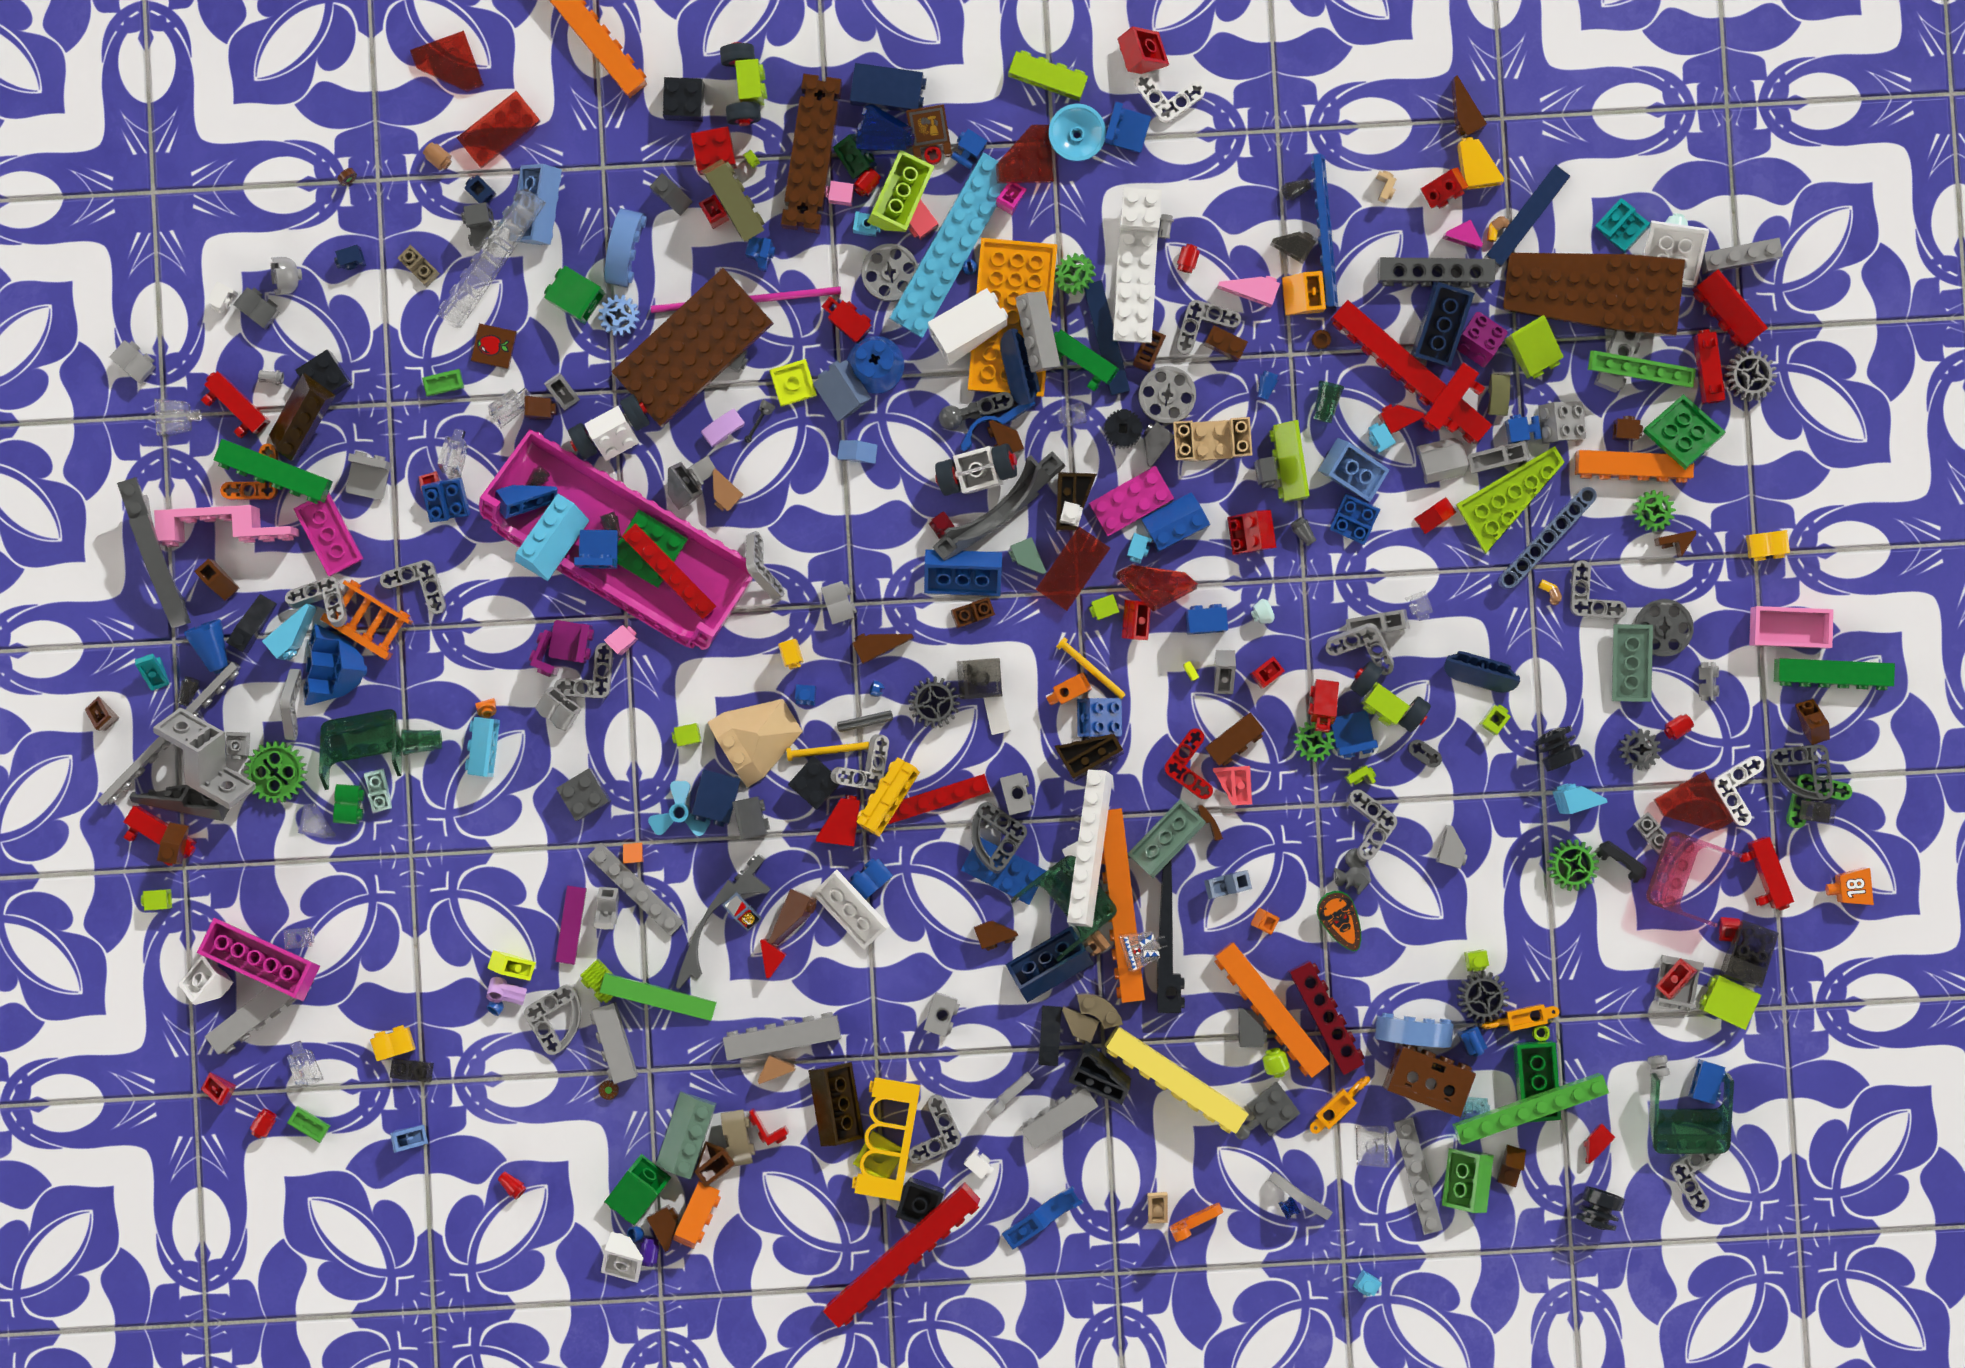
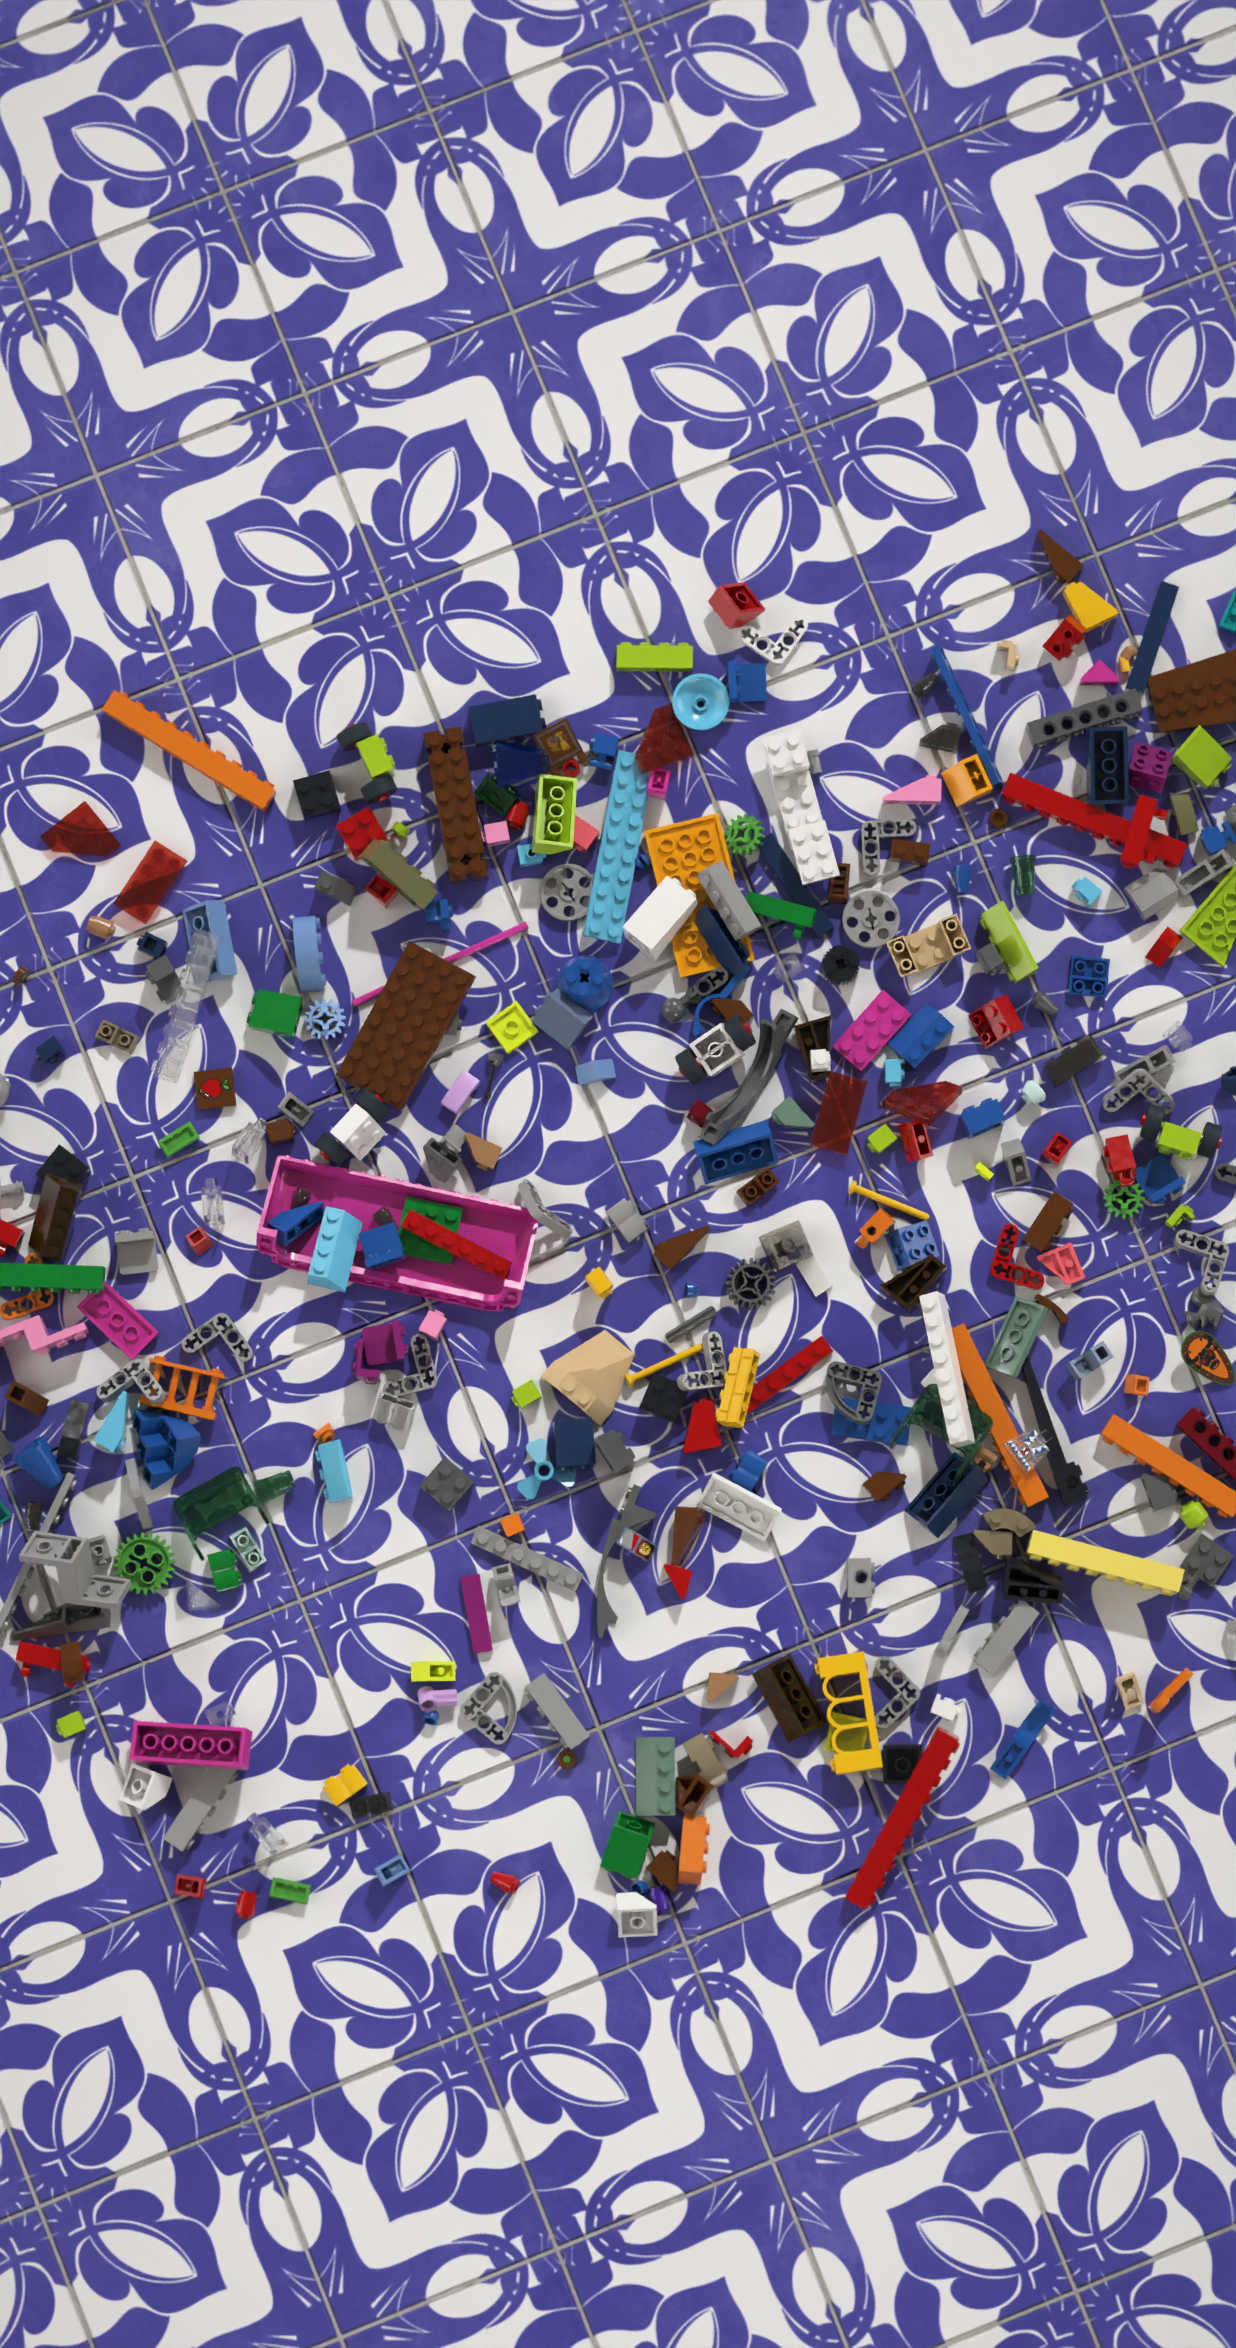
camera: 20 degrees left, 5 degrees down
(445, 500) = (219, 1249): blue slope -> none
(593, 978) = (524, 1656): lime brick -> none
(657, 996) = (583, 1652): bright green slope -> none
(781, 1037) = (716, 1651): light grey brick -> none
(805, 694) = (625, 1318): blue brick -> none
(847, 319) = (544, 950): red brick -> none
(1016, 805) = (859, 1355): light grey brick -> none
(1156, 441) = (875, 967): flat silver slope -> none
(1188, 258) = (846, 784): red brick -> none
(1311, 594) = (1072, 1060): none -> clear smoke brick
(1353, 469) = (1071, 930): medium blue slope -> none
(1399, 417) = (1097, 866): red slope -> none

